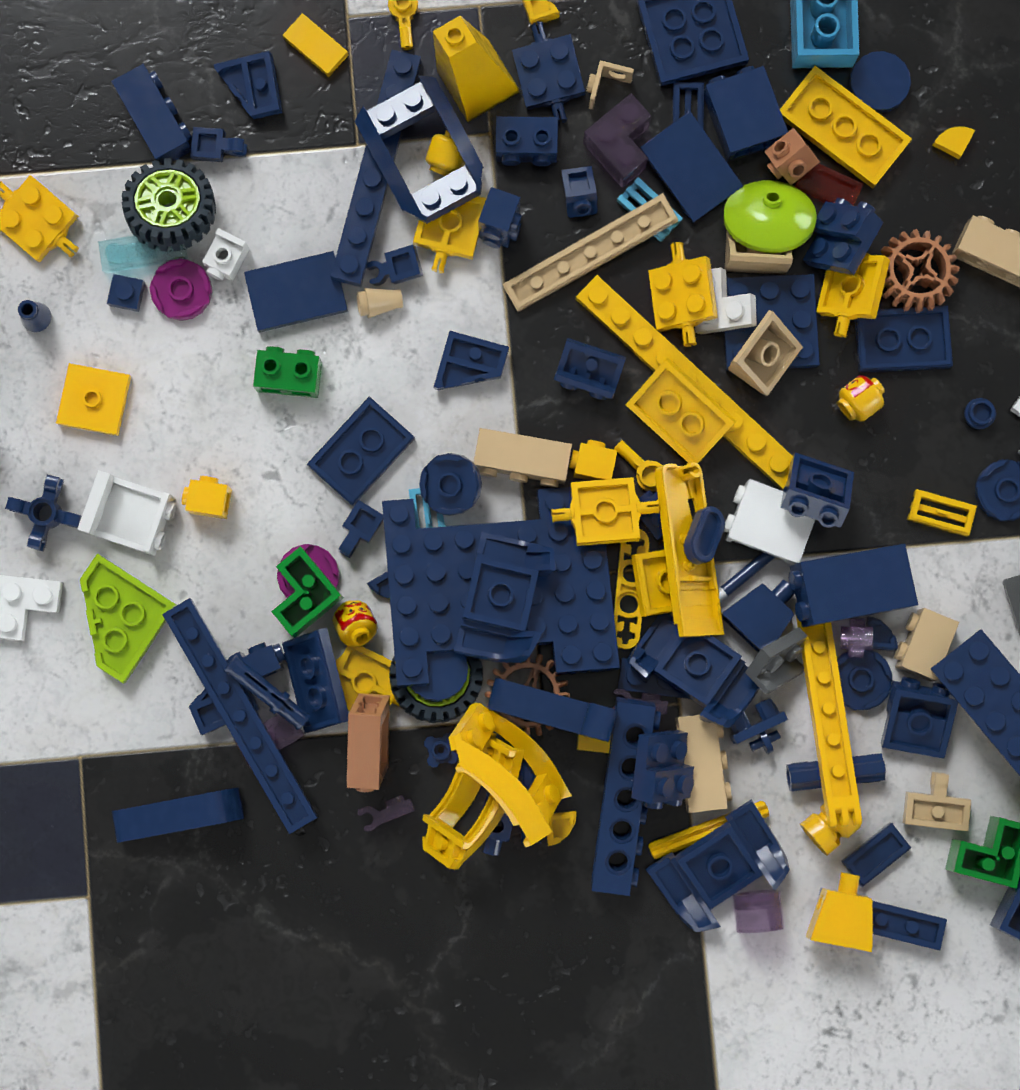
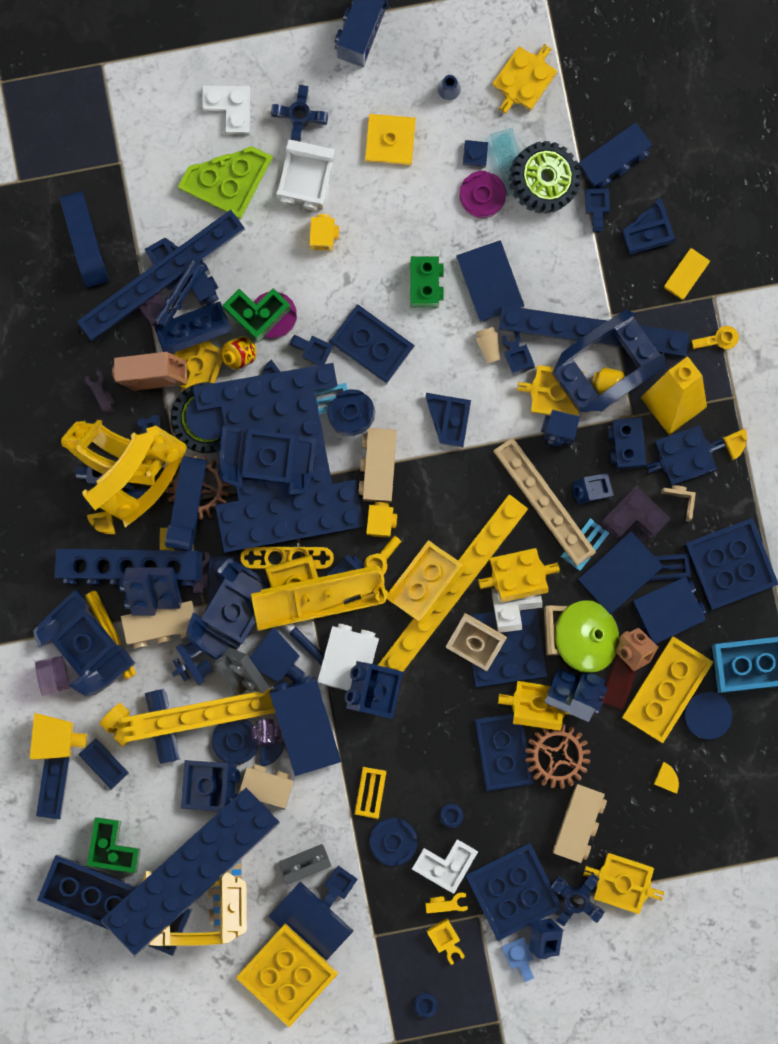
camera: 80 degrees right, 0 degrees up
(229, 267) = (512, 232): white brick -> none
(589, 369) = (452, 510): dark blue bracket -> none
(605, 511) = (341, 530): yellow plate -> none
(704, 535) = (331, 607): dark blue tile -> none
(861, 398) = (452, 721): yellow head -> none
(936, 808) = (142, 806): tan plate -> none

